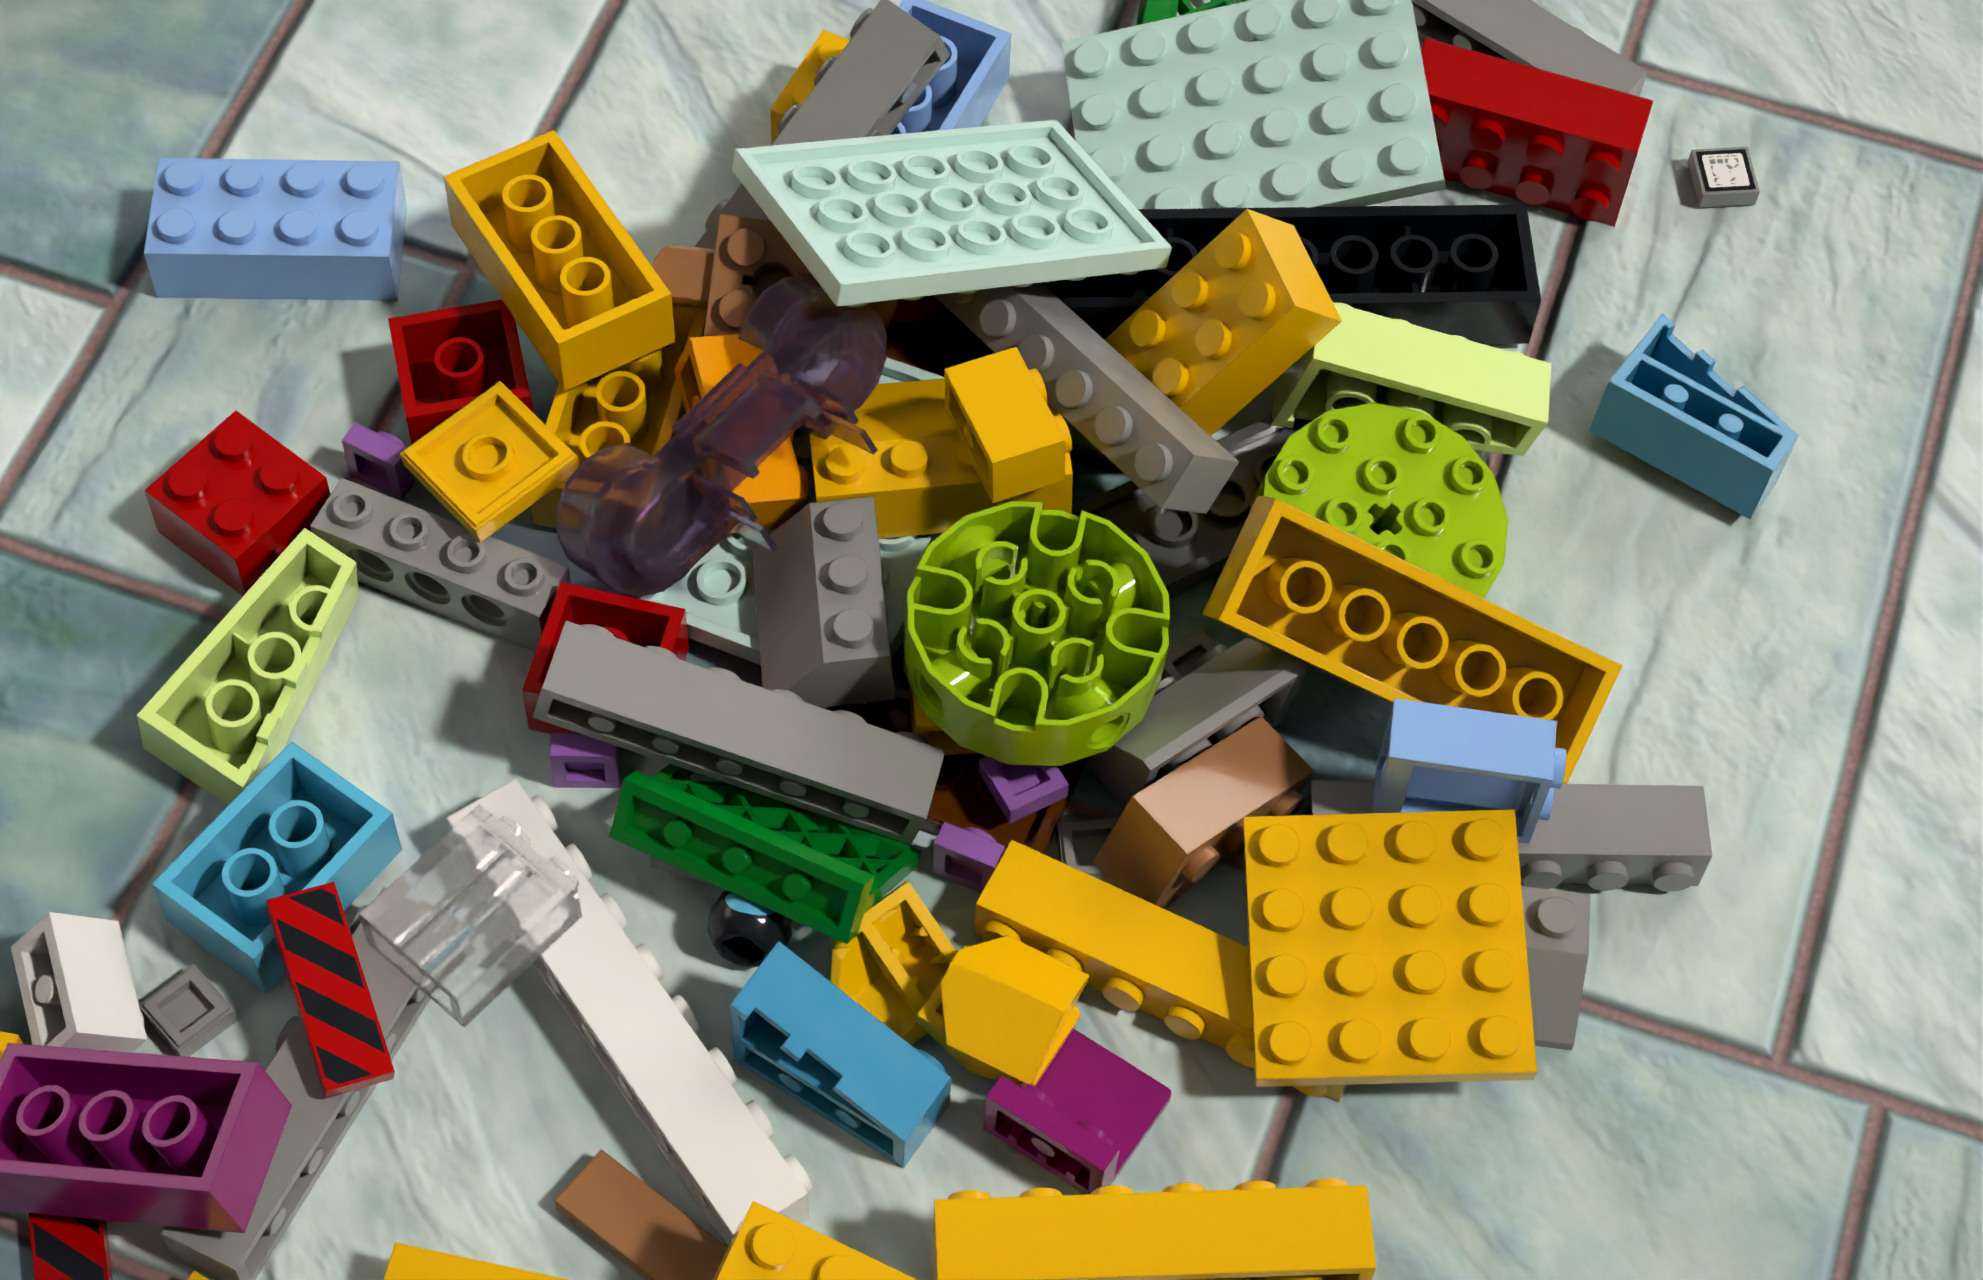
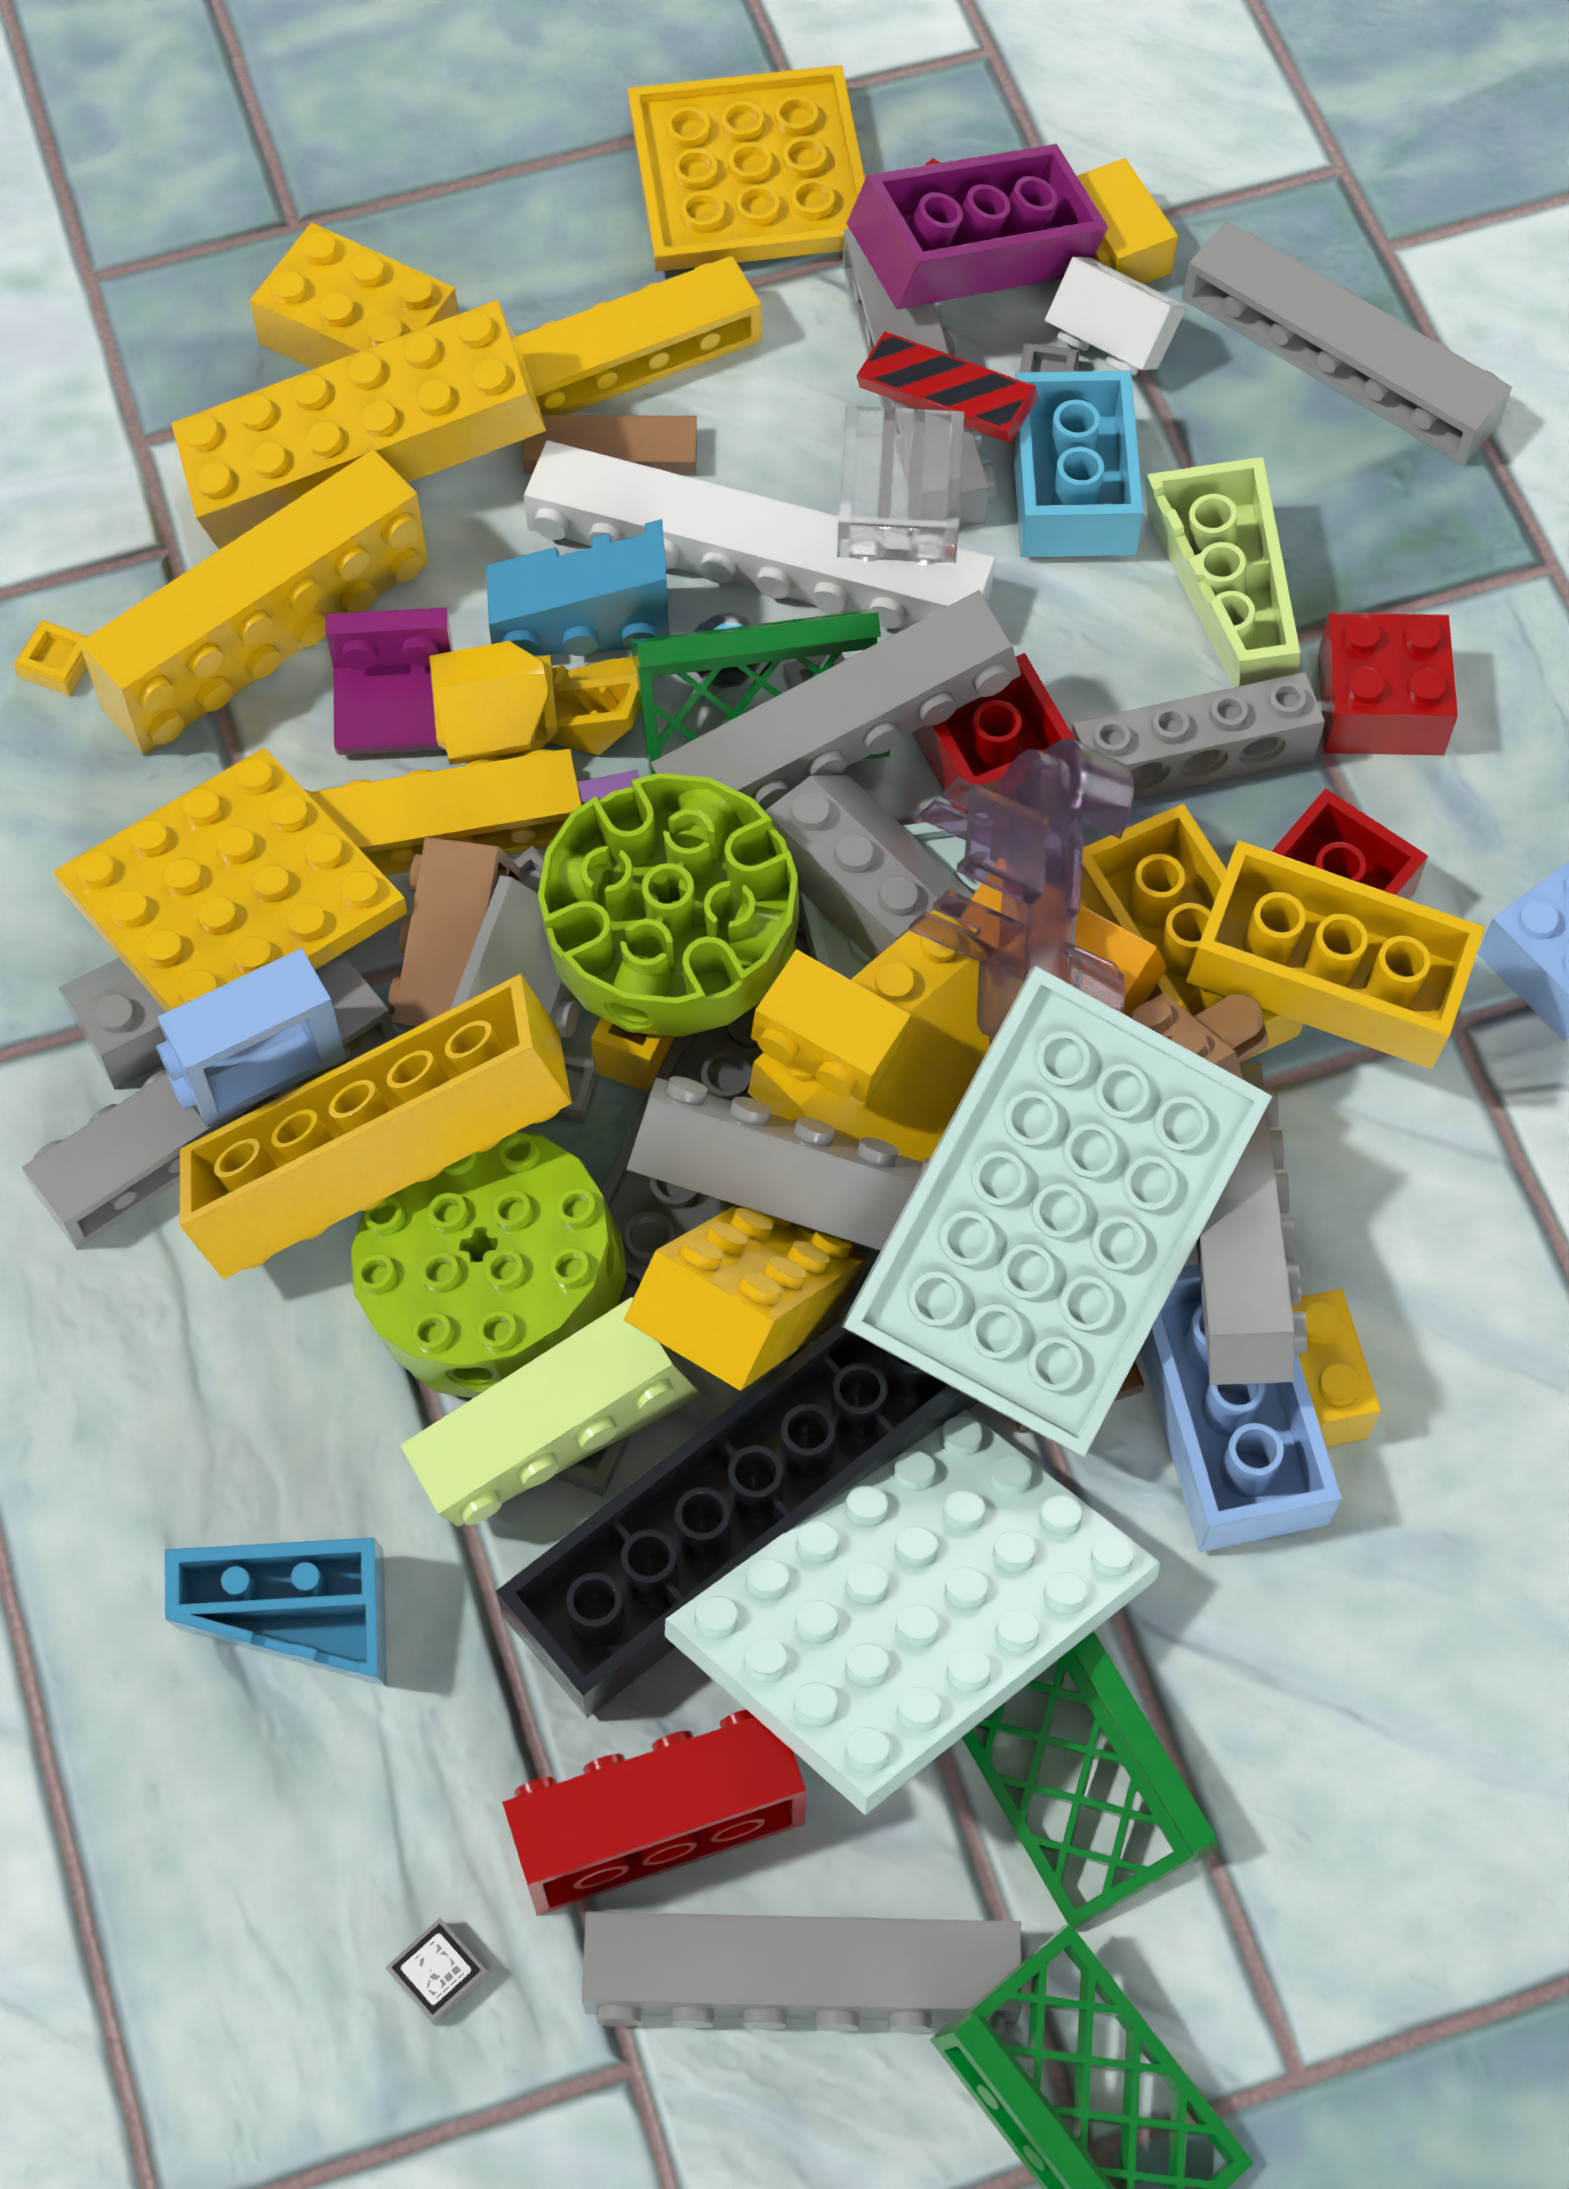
camera: 145 degrees right, 5 degrees up
(377, 460) = (1343, 779): medium lavender plate -> none
(490, 461) = (1222, 788): yellow plate -> none

